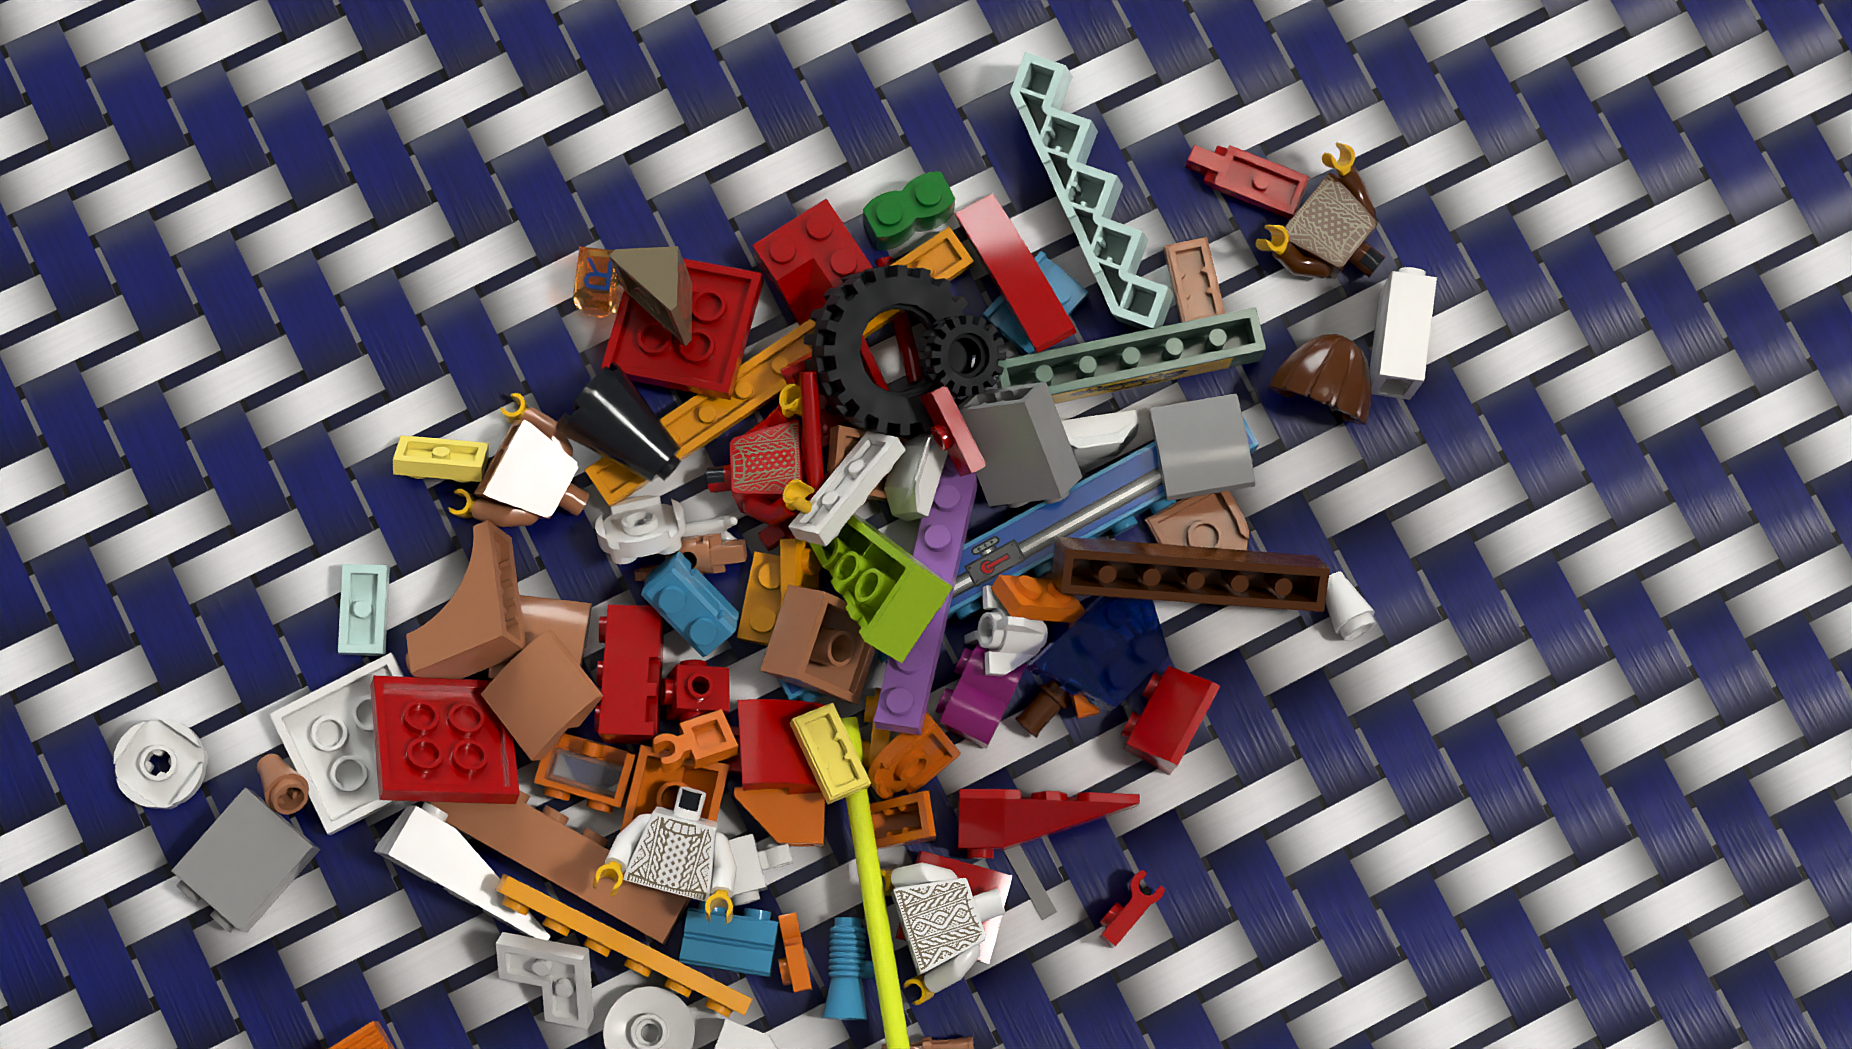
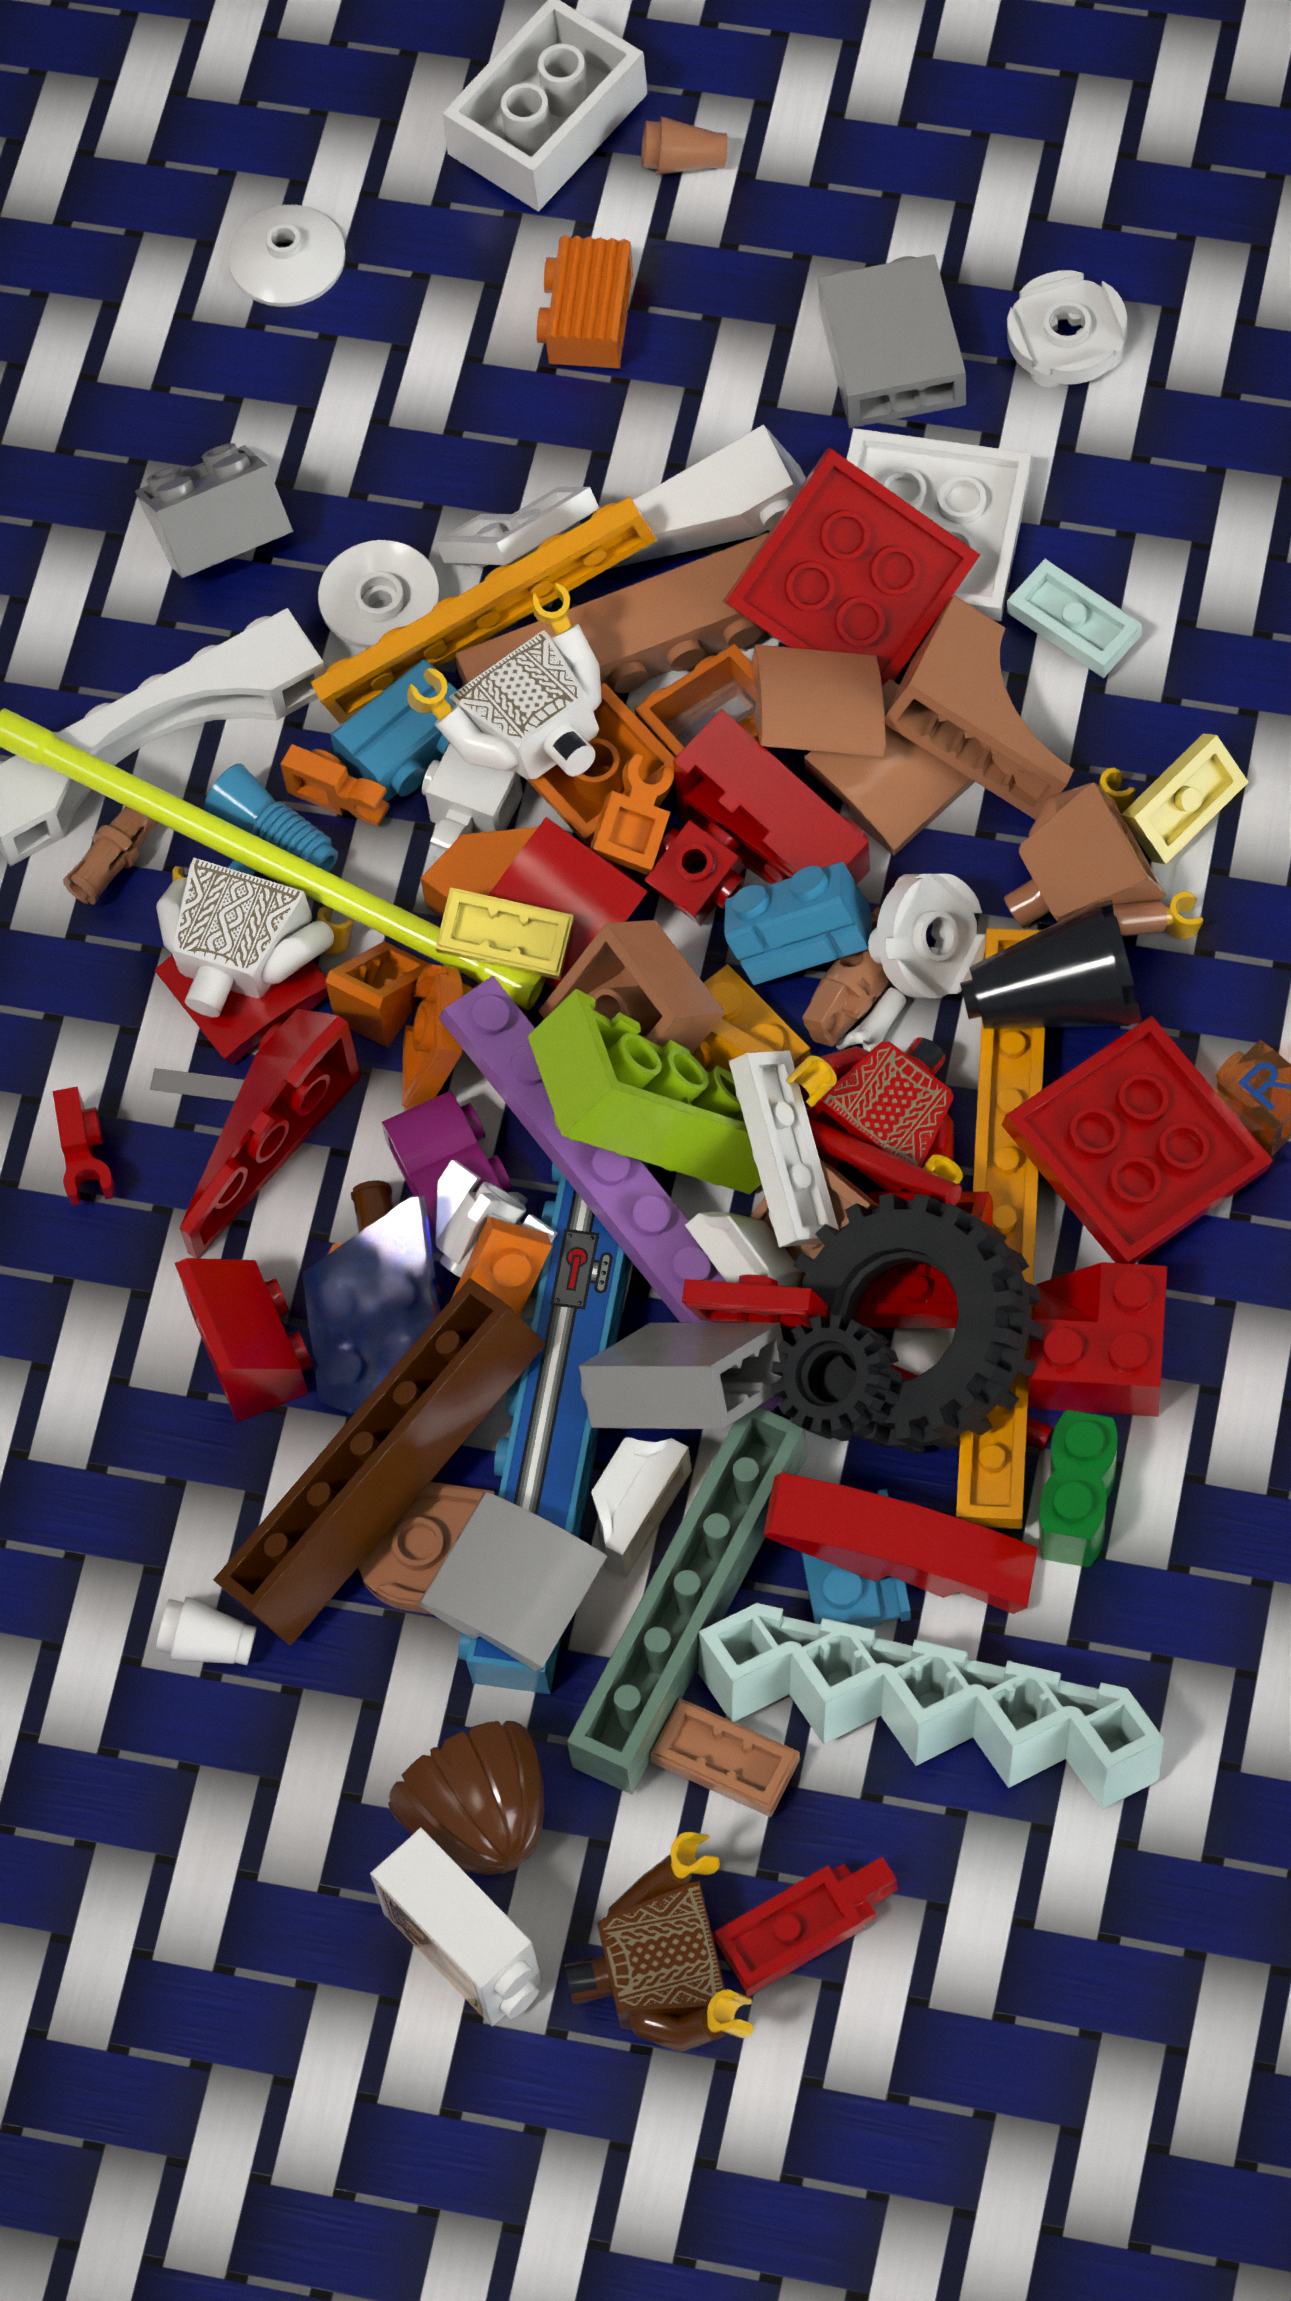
camera: 140 degrees right, 15 degrees down
(282, 786) = (941, 414): nougat cone -> none
(659, 285) = (1178, 1108): dark tan slope -> none

